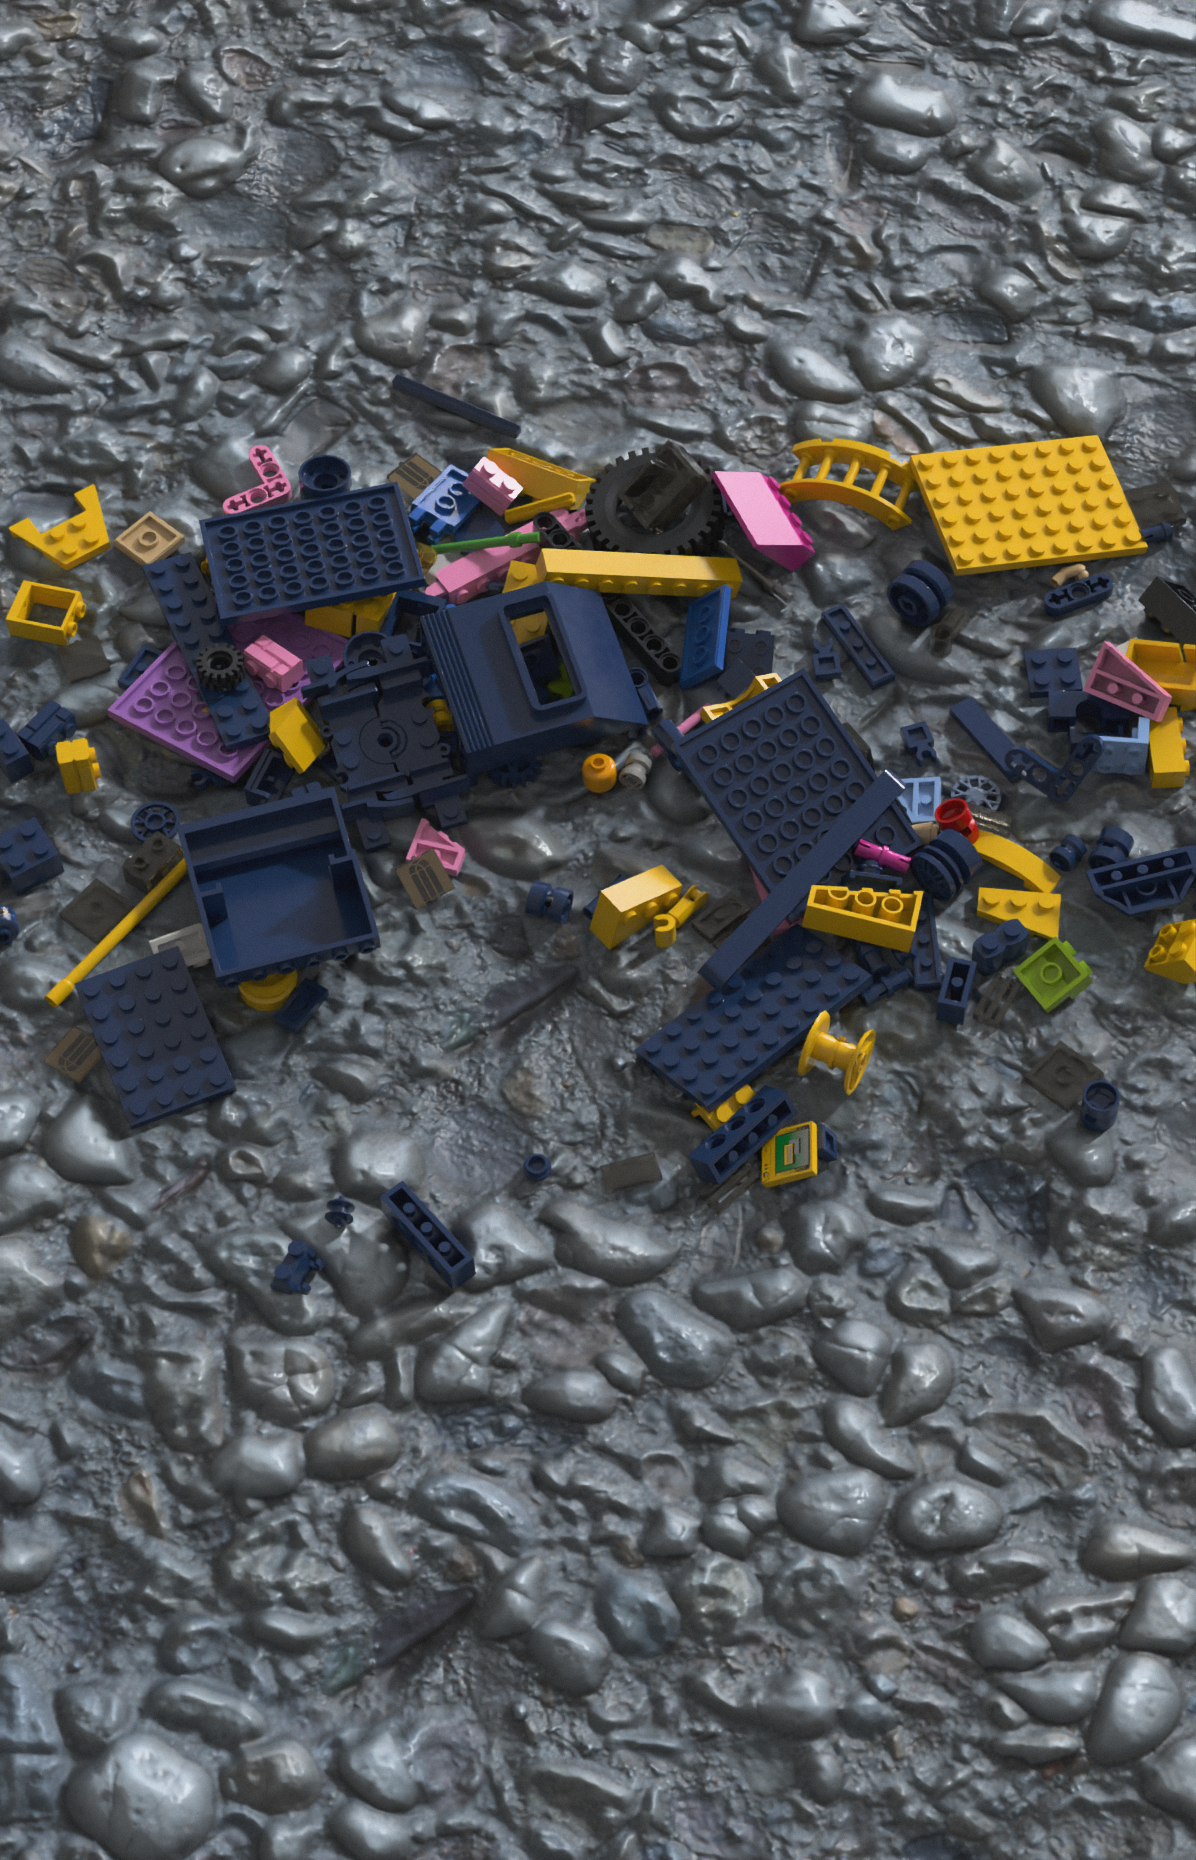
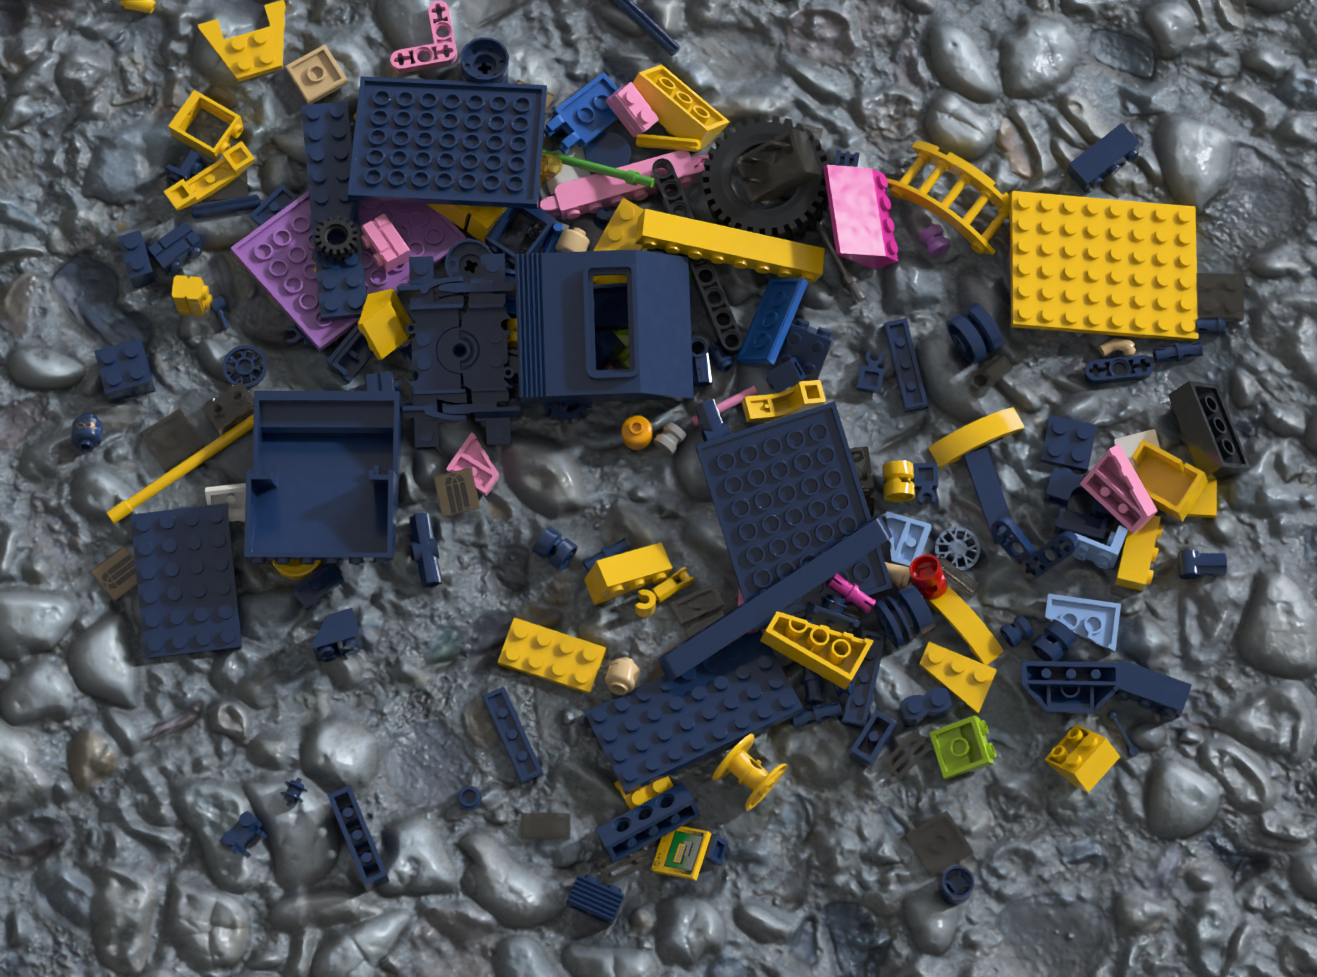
camera: 15 degrees right, 15 degrees up
(37, 660) = (190, 168): none -> dark blue bracket
(68, 658) = (211, 179): none -> yellow slope
(88, 682) = (225, 206): none -> dark blue axle
(108, 775) = (217, 305): none -> dark blue hand
(342, 1043) = (337, 636): none -> dark blue slope
(409, 941) = (425, 550): none -> dark blue piece
(414, 475) = (571, 71): clear smoke piece -> none
(563, 1095) = (512, 735): none -> dark blue tile
(580, 1007) = (552, 656): none -> yellow plate
(664, 1003) = (622, 676): none -> tan head
(665, 688) = (722, 361): none -> dark blue pin
(711, 1228) = (595, 899): none -> dark blue brick
(846, 527) = (935, 240): none -> medium lavender wheel
(891, 747) = (898, 481): none -> yellow wheel
(953, 688) = (975, 435): none -> yellow slope
(989, 415) = (1104, 158): none -> dark blue brick
(1132, 563) = (1177, 352): none -> dark blue pin
(1145, 821) = (1087, 618): none -> light blue wing

